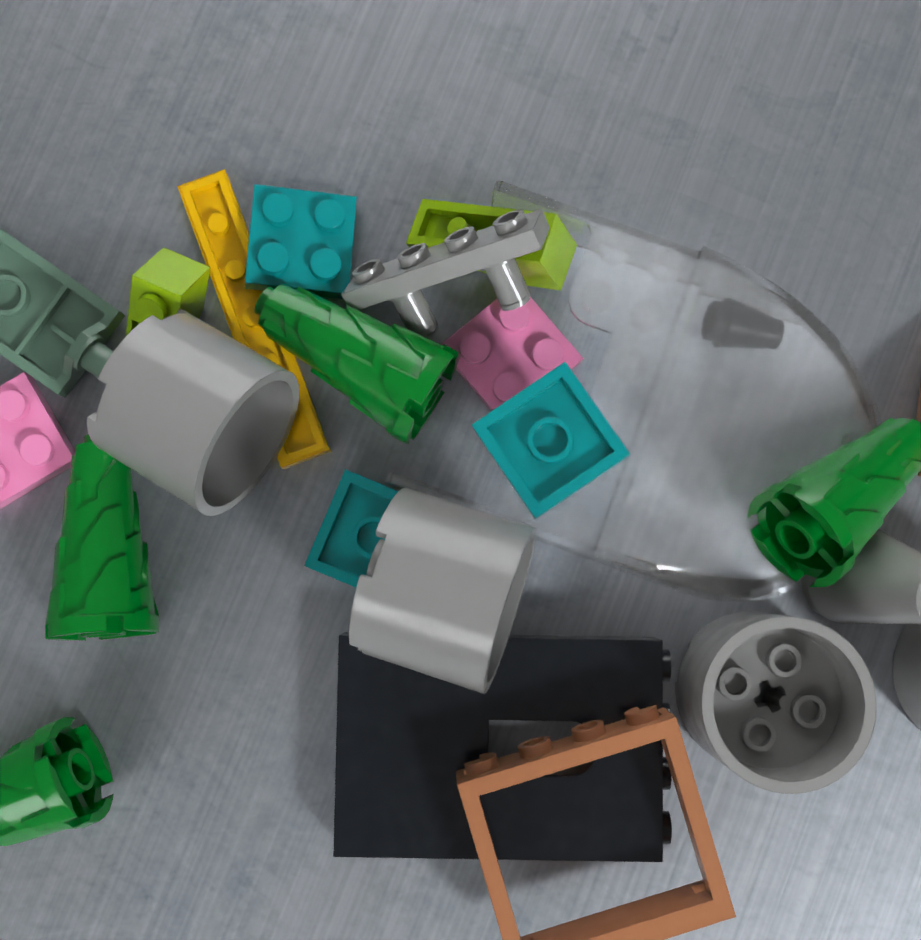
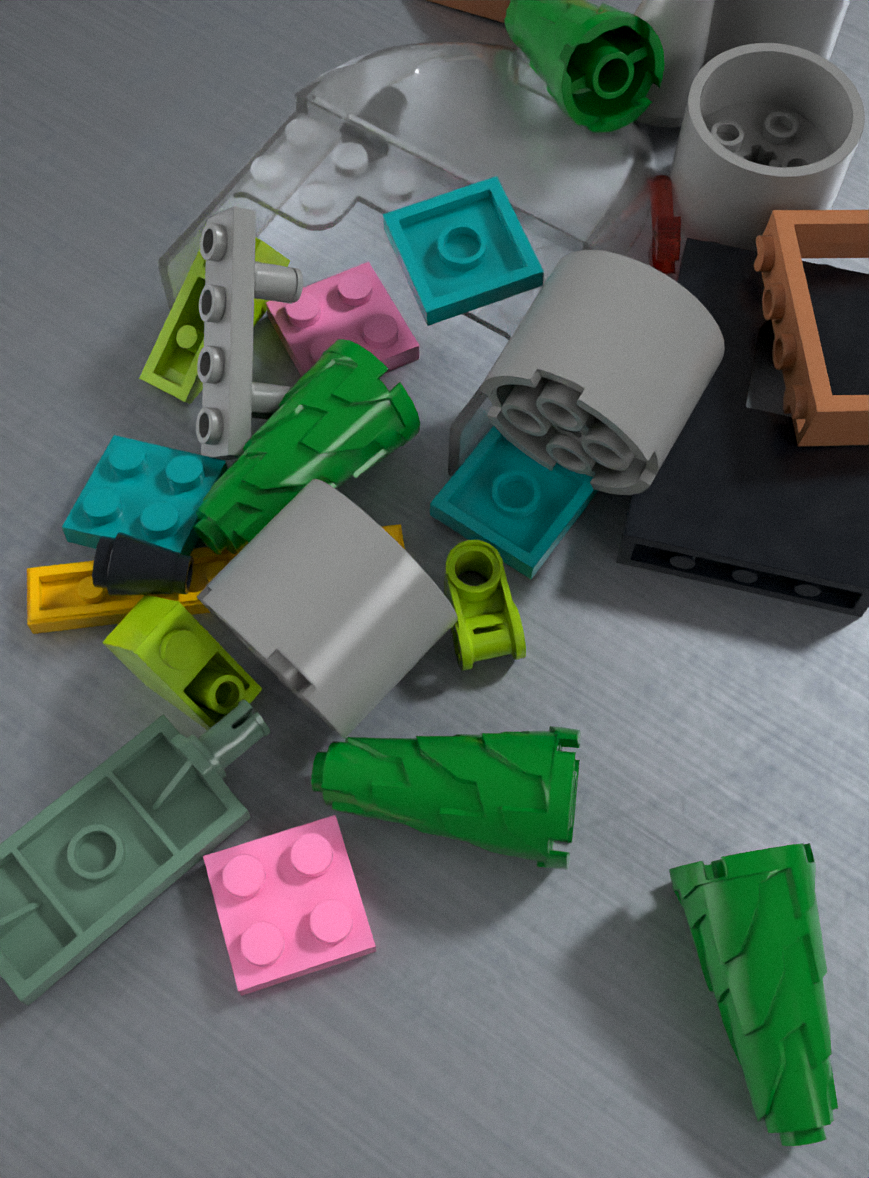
camera: 80 degrees left, 20 degrees down
(224, 255) = (140, 567): none -> black cone
(254, 533) = (486, 613): none -> lime piece
(675, 618) = (665, 227): none -> clear red bar

